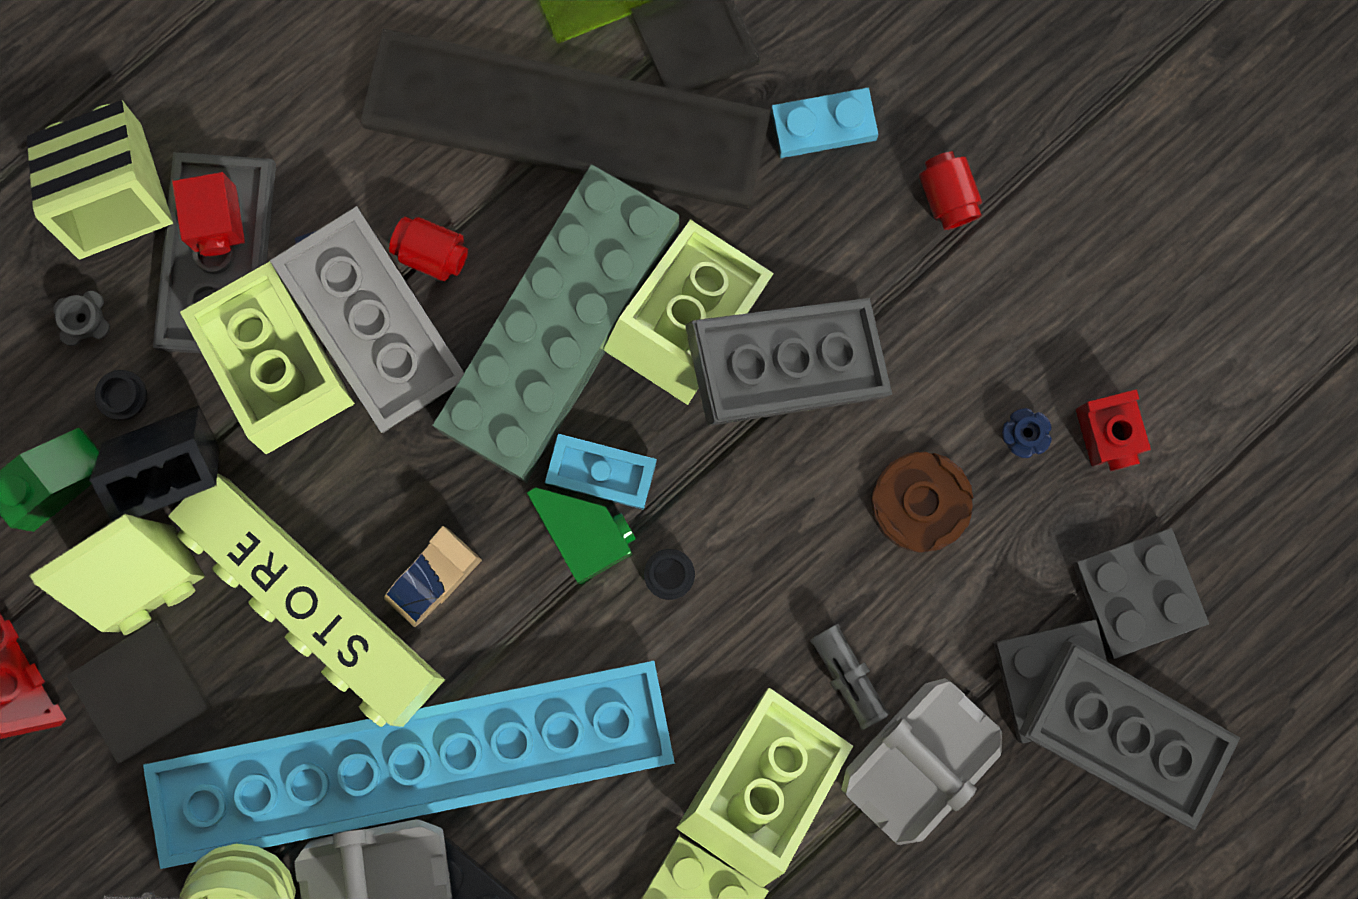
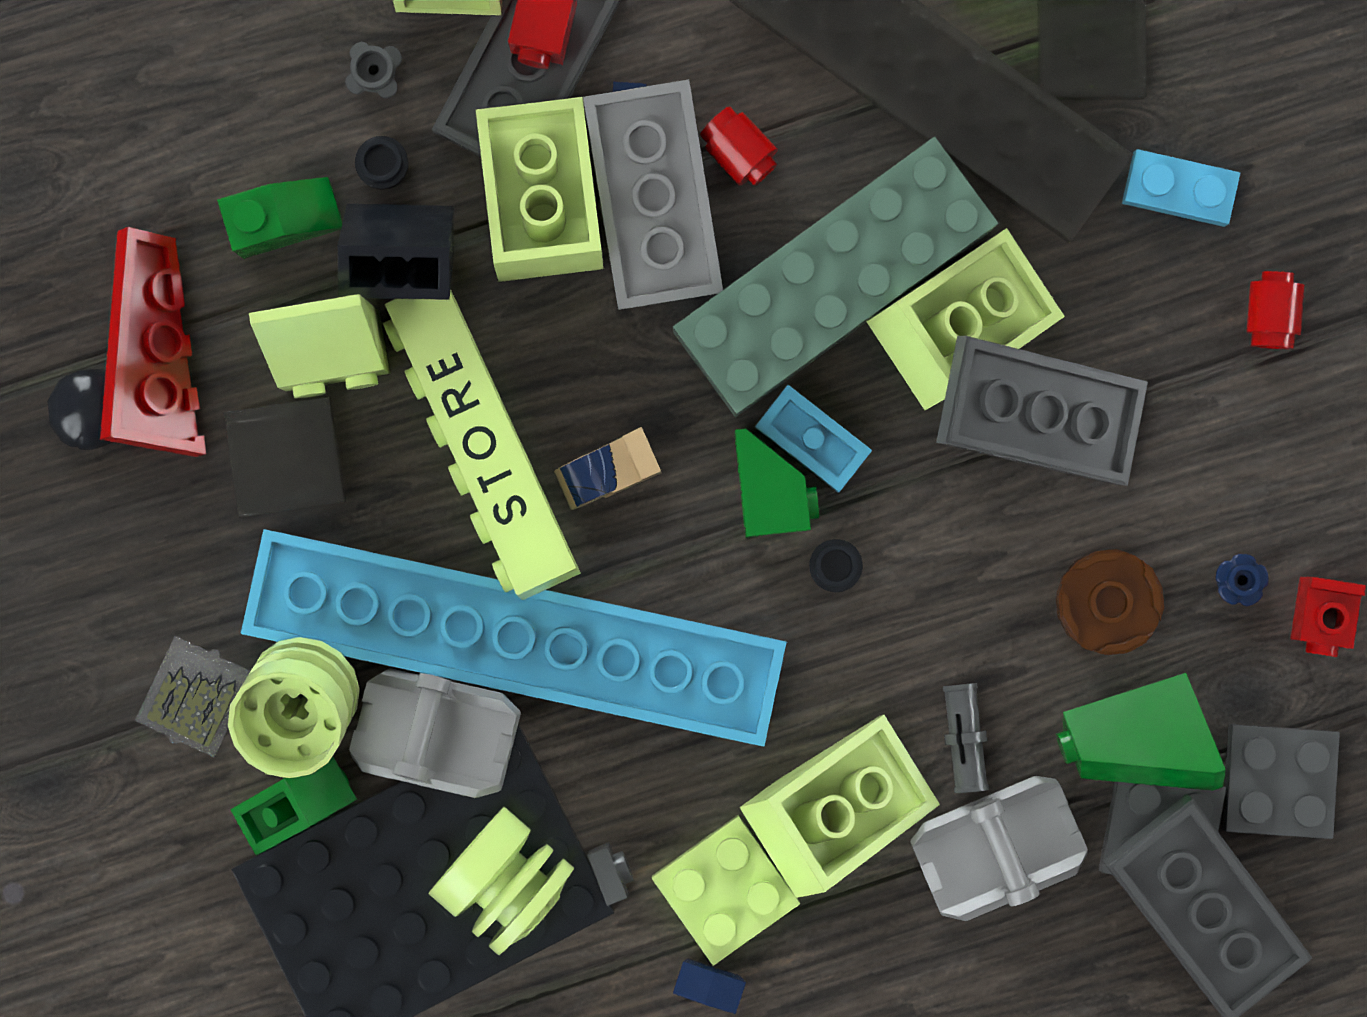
camera: 30 degrees right, 5 degrees up
(1006, 608) = (1144, 738): none -> green slope

